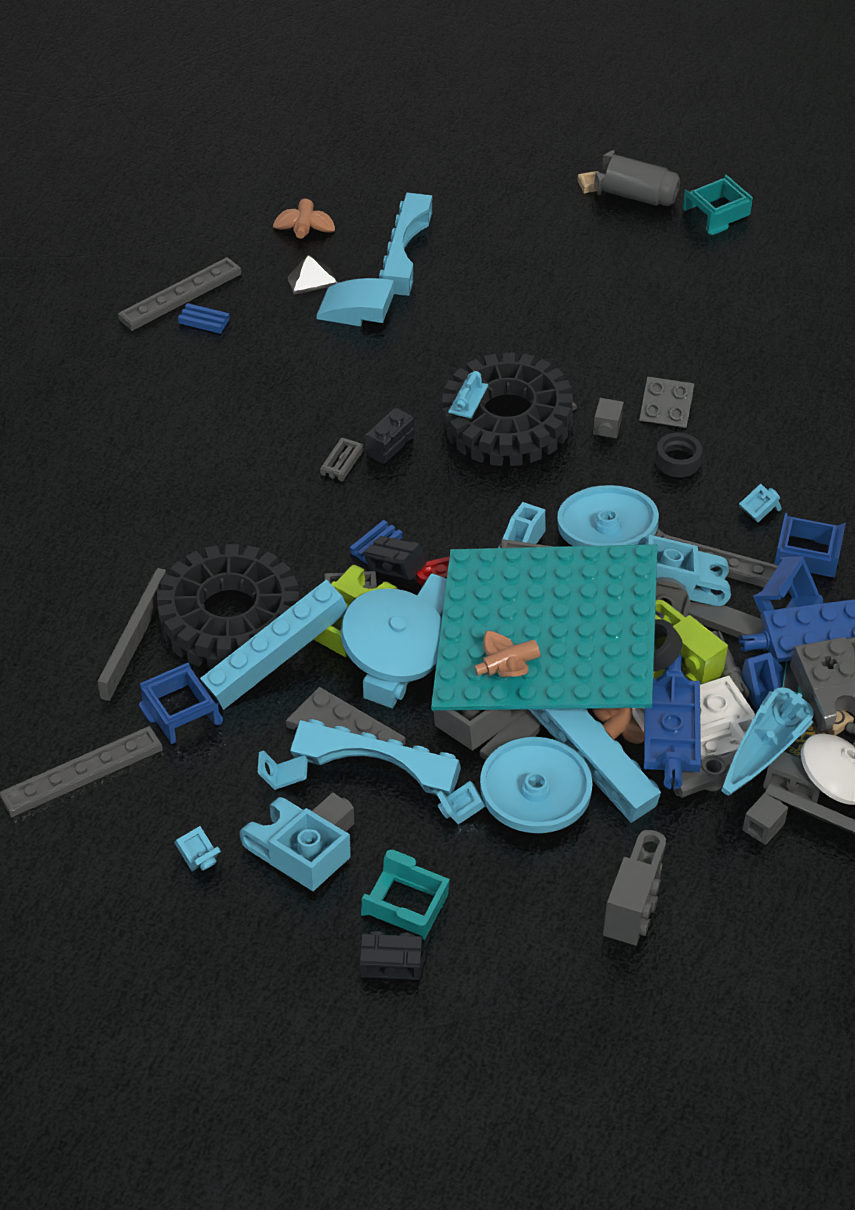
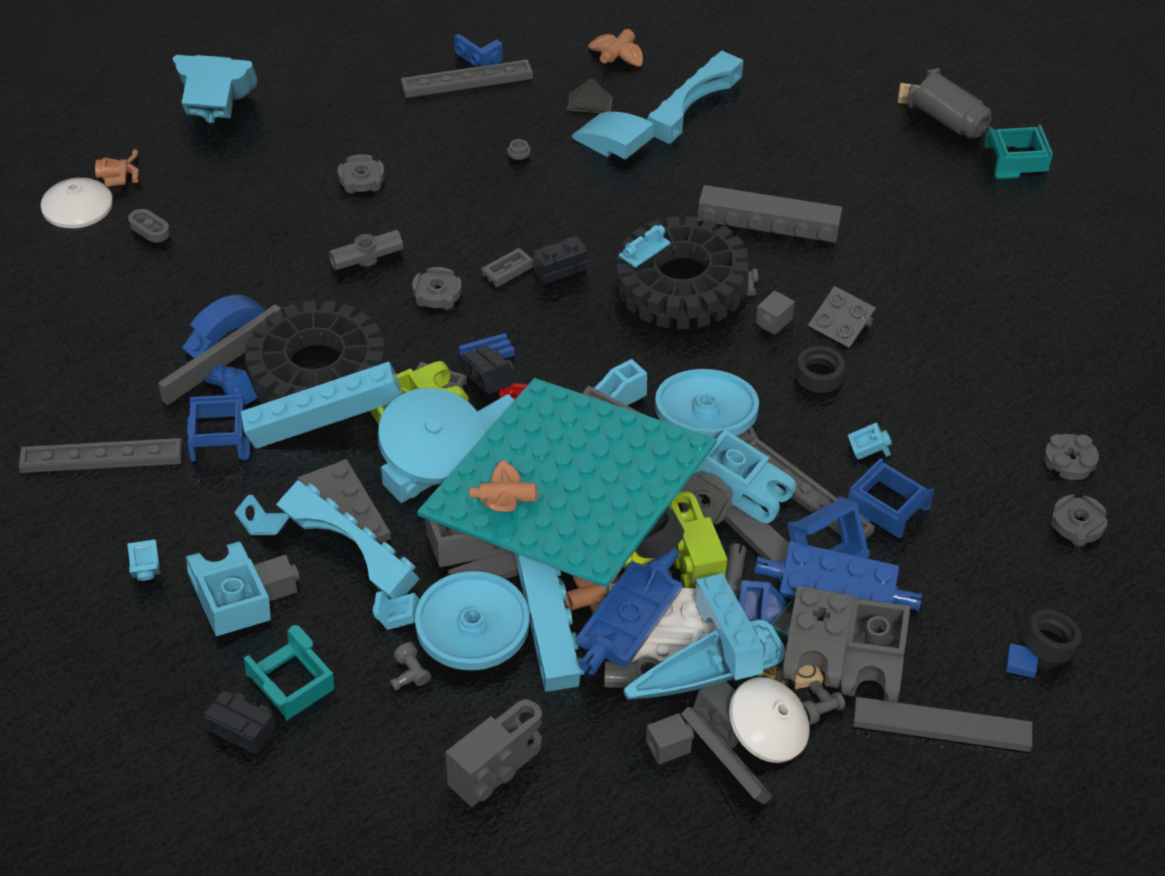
camera: 25 degrees right, 0 degrees up
(114, 604) = (218, 320): none -> blue arch
(140, 427) = (353, 181): none -> dark grey plate
(167, 653) = (232, 381): none -> blue bracket
(176, 267) = (477, 56): none -> blue bracket
(201, 488) = (365, 250): none -> dark grey piece
(203, 318) = (474, 103): blue tile -> none
(278, 345) = (518, 149): none -> dark grey plate
(303, 505) = (443, 297): none -> dark grey plate
(513, 850) = (407, 655): none -> dark grey piece
(544, 330) = (770, 213): none -> dark grey brick
(792, 713) = (740, 642): none -> medium azure arch

